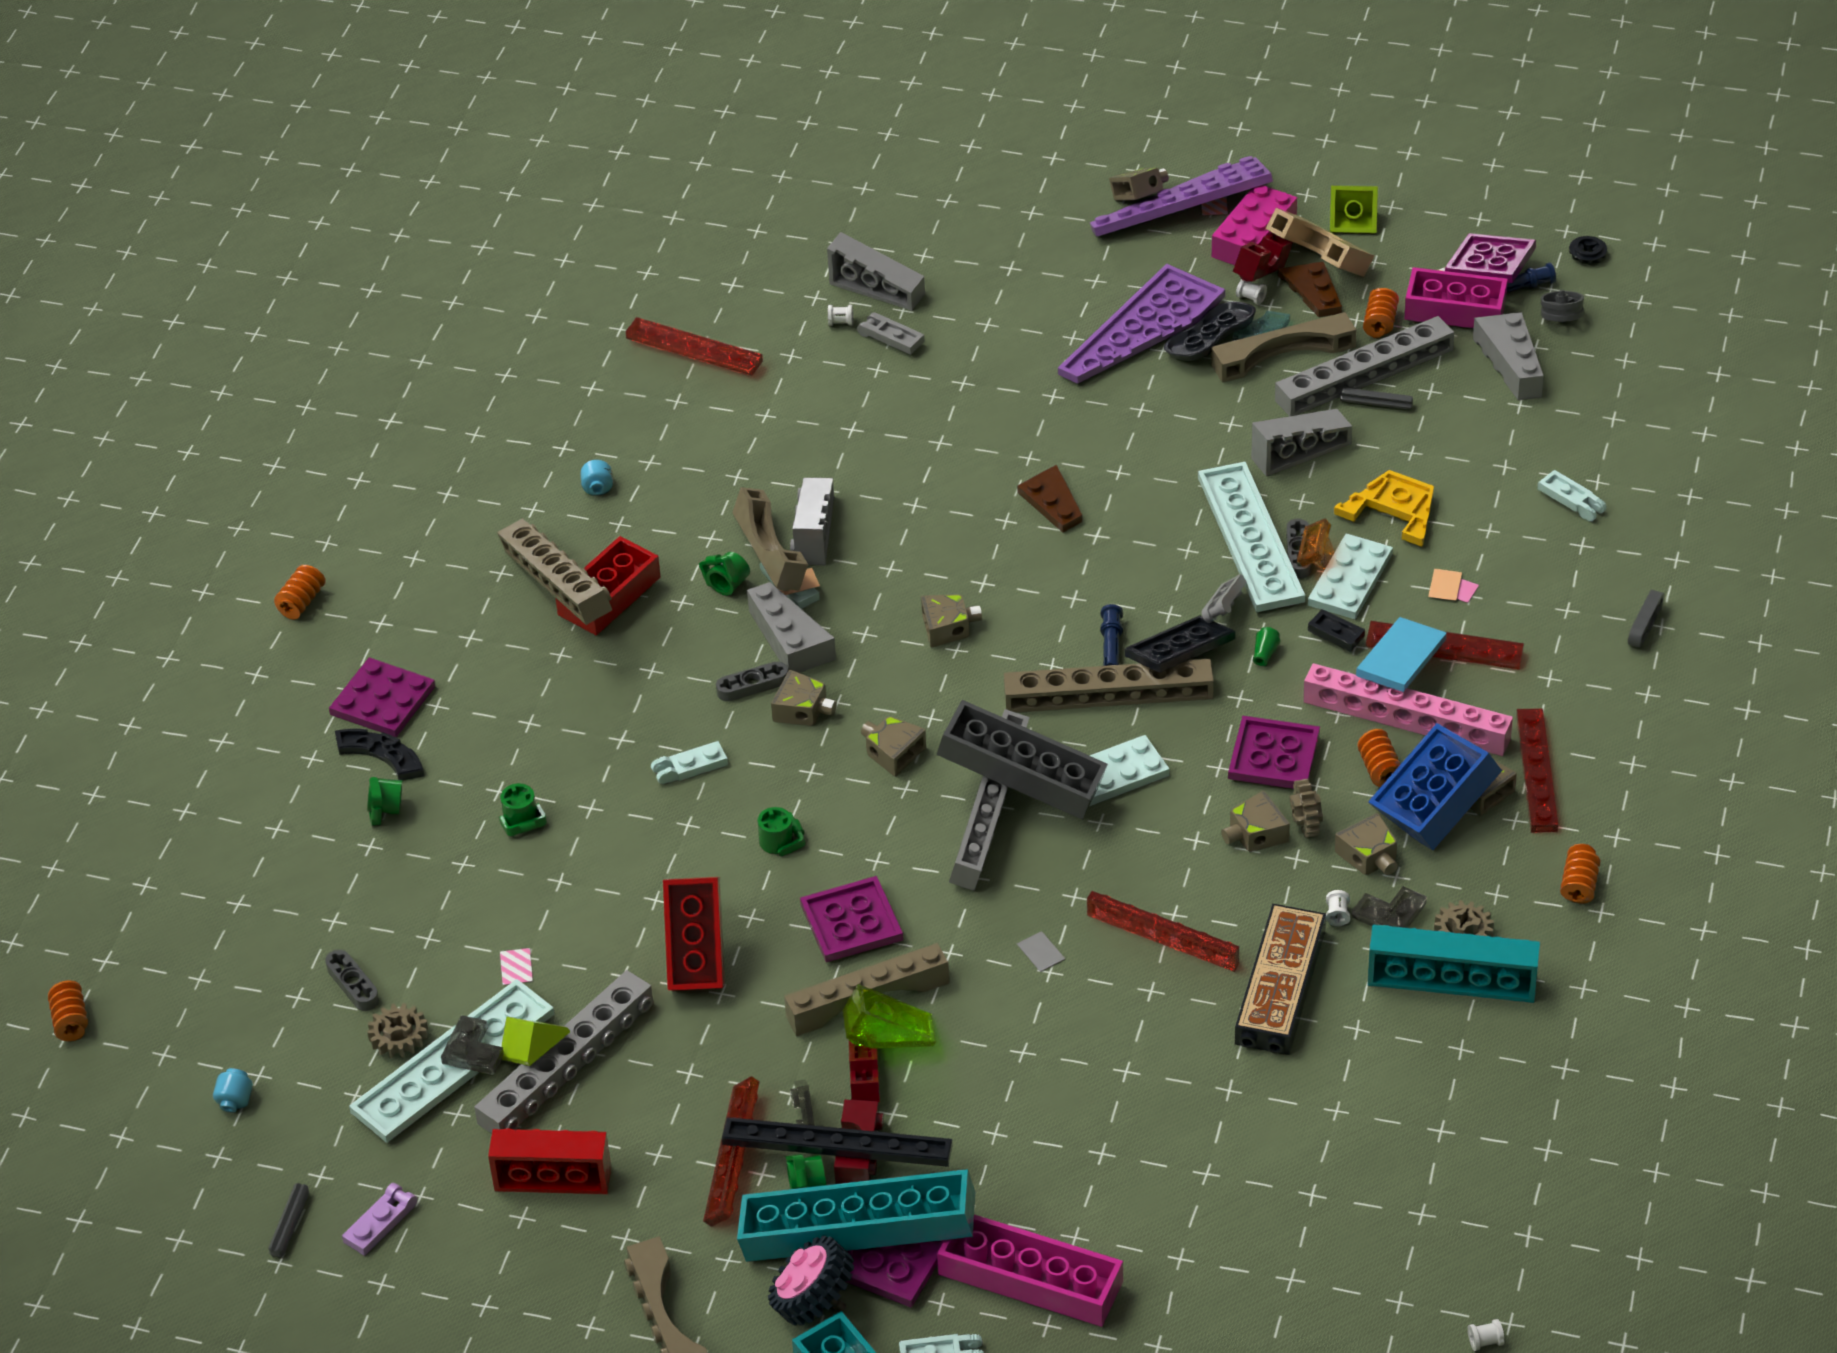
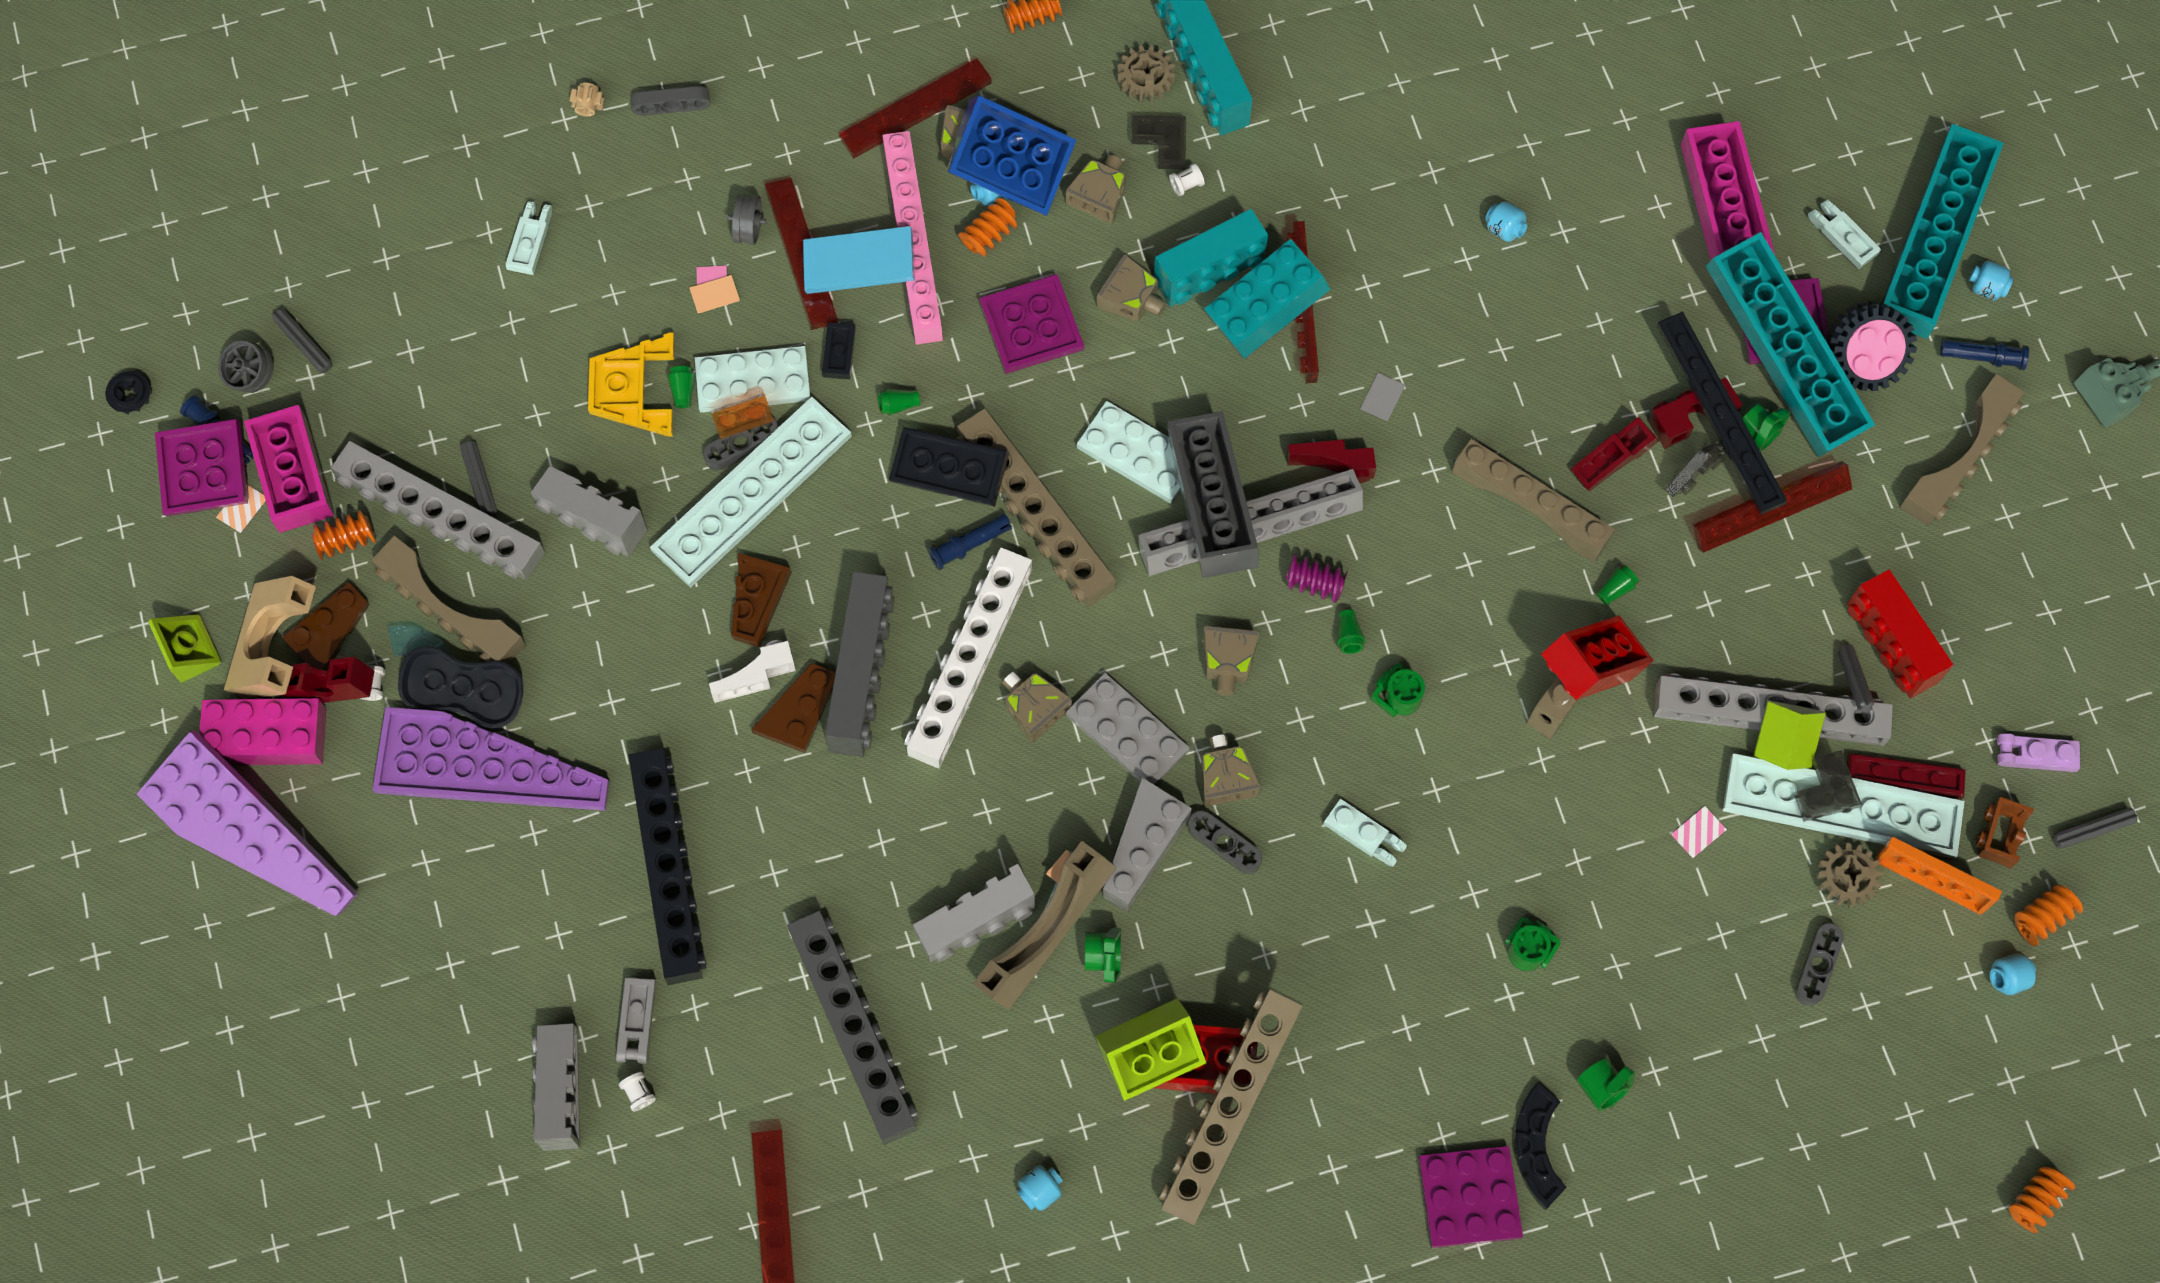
camera: 125 degrees left, 25 degrees up
(253, 1137) = (2046, 913): none -> orange piece
(333, 1132) = (2015, 835): none -> dark orange window
(343, 1073) = (1937, 876): none -> orange tile
(439, 1120) = (1908, 775): none -> dark red tile
(536, 1110) = (1855, 678): none -> dark grey axle
(630, 542) = (1151, 1049): none -> lime slope
(752, 1014) = (1618, 584): none -> green cone
(791, 429) = (804, 934): none -> dark grey brick
(851, 919) = (1459, 566): magenta plate -> none
(852, 825) = (1349, 633): none -> green cone
(884, 666) = (1127, 731): none -> light grey plate
(885, 1022) = (1563, 454): clear neon green slope -> none
(911, 820) = (1315, 578): none -> magenta piece
(989, 383) = (675, 967): none -> black brick
(1005, 884) = (1334, 457): none -> dark red slope
(1015, 599) = (933, 749): none -> white brick
(1055, 527) = (859, 665): none -> dark grey brick
(1095, 485) = (773, 661): none -> white slope
(1136, 1104) = (1506, 221): none -> medium azure head
(1138, 183) = (252, 889): dark tan torso -> none
(1157, 507) = (757, 597): none -> reddish brown wing
(1176, 889) = (1267, 298): none -> teal brick
(1223, 598) = (863, 459): light grey plate -> none
(1243, 876) = (1211, 258): none -> teal brick
(1280, 979) = (1300, 180): brick -> none
(1306, 808) = (1098, 248): dark tan gear -> none
(1372, 530) = (681, 385): none -> green cone
(1493, 612) = (746, 219): none -> dark grey wheel
(1511, 350) = (346, 379): light grey wedge -> none
(1569, 348) = (301, 340): none -> dark grey axle
(1680, 567) = (586, 99): none -> tan gear

